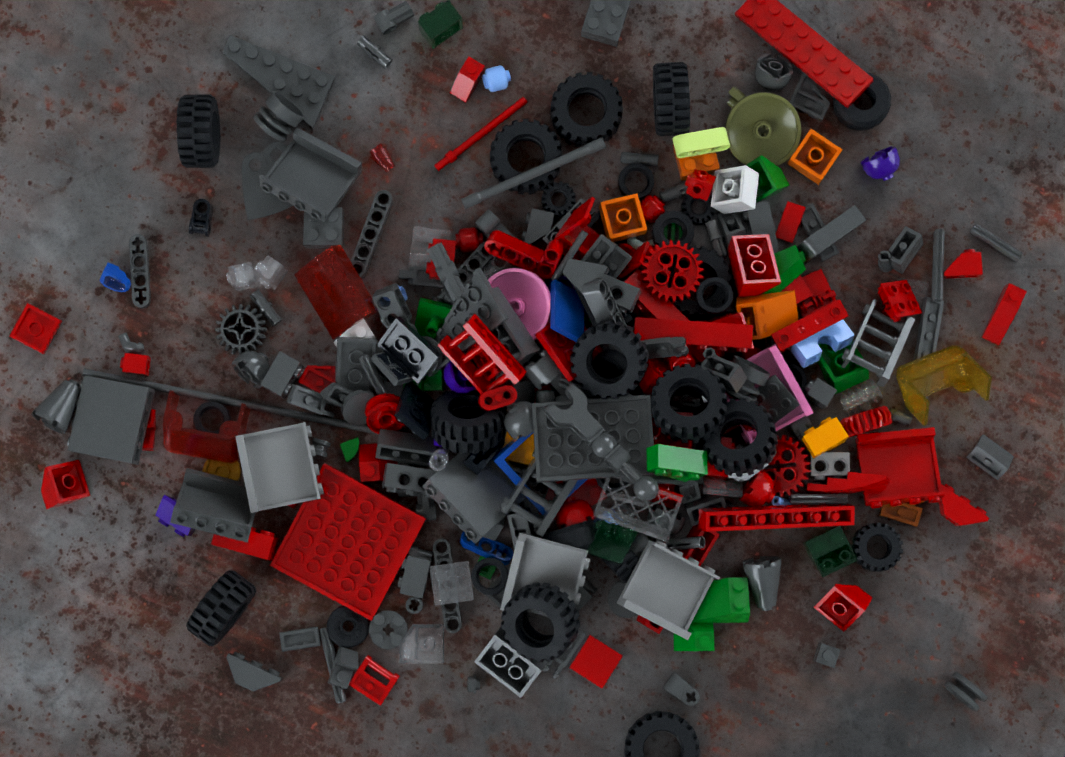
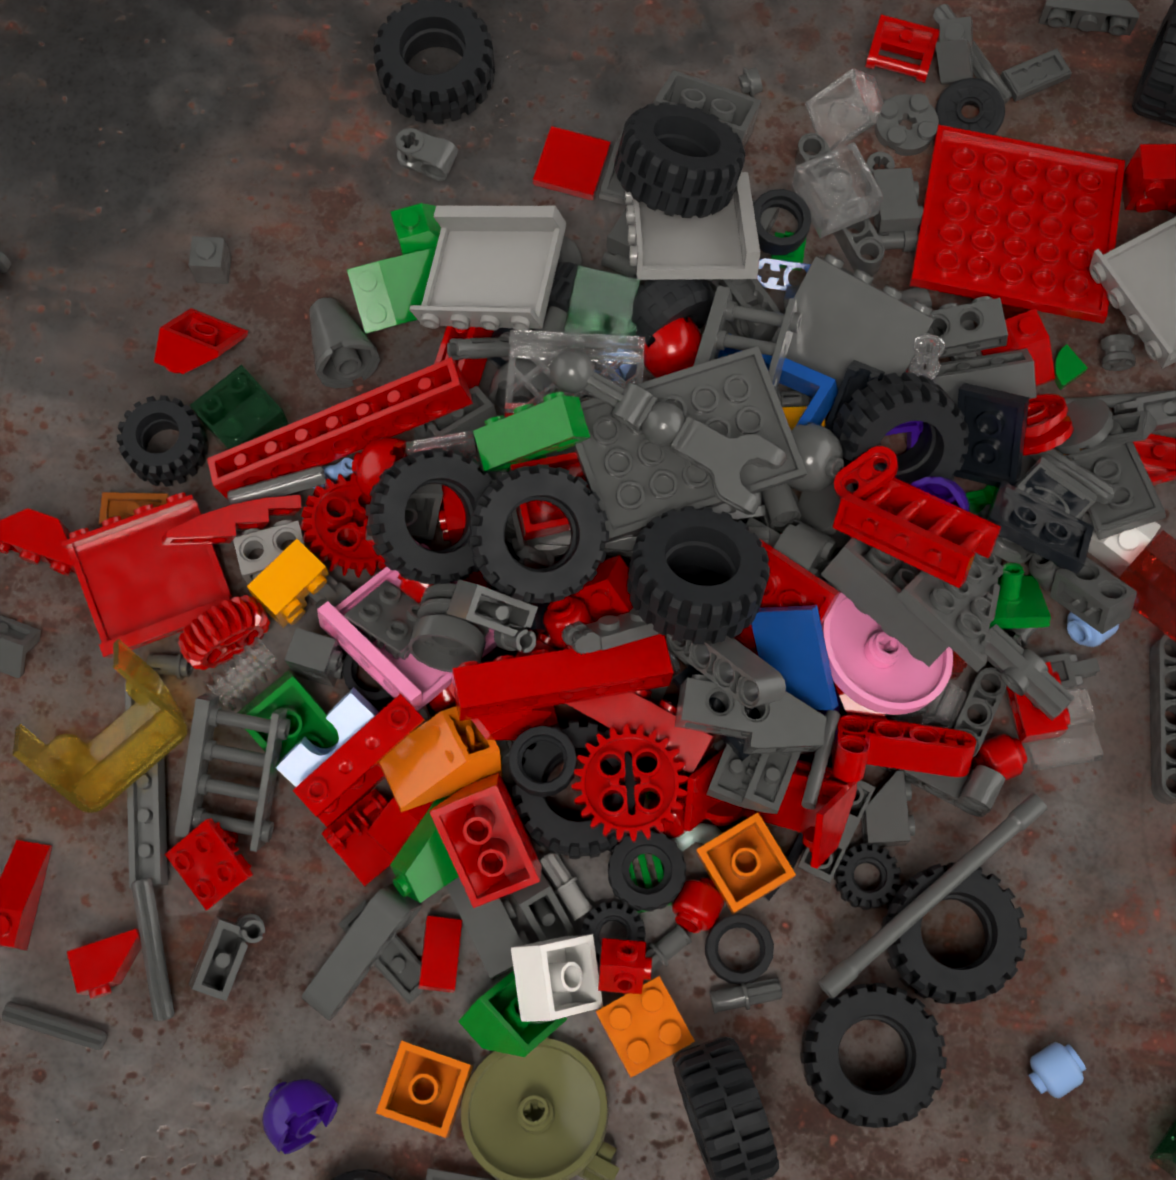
camera: 165 degrees right, 10 degrees down
(451, 156) = (1081, 902): red bar -> none
(467, 79) = (1107, 1054): red slope -> none
(701, 142) = (644, 1044): yellowish green beam -> none

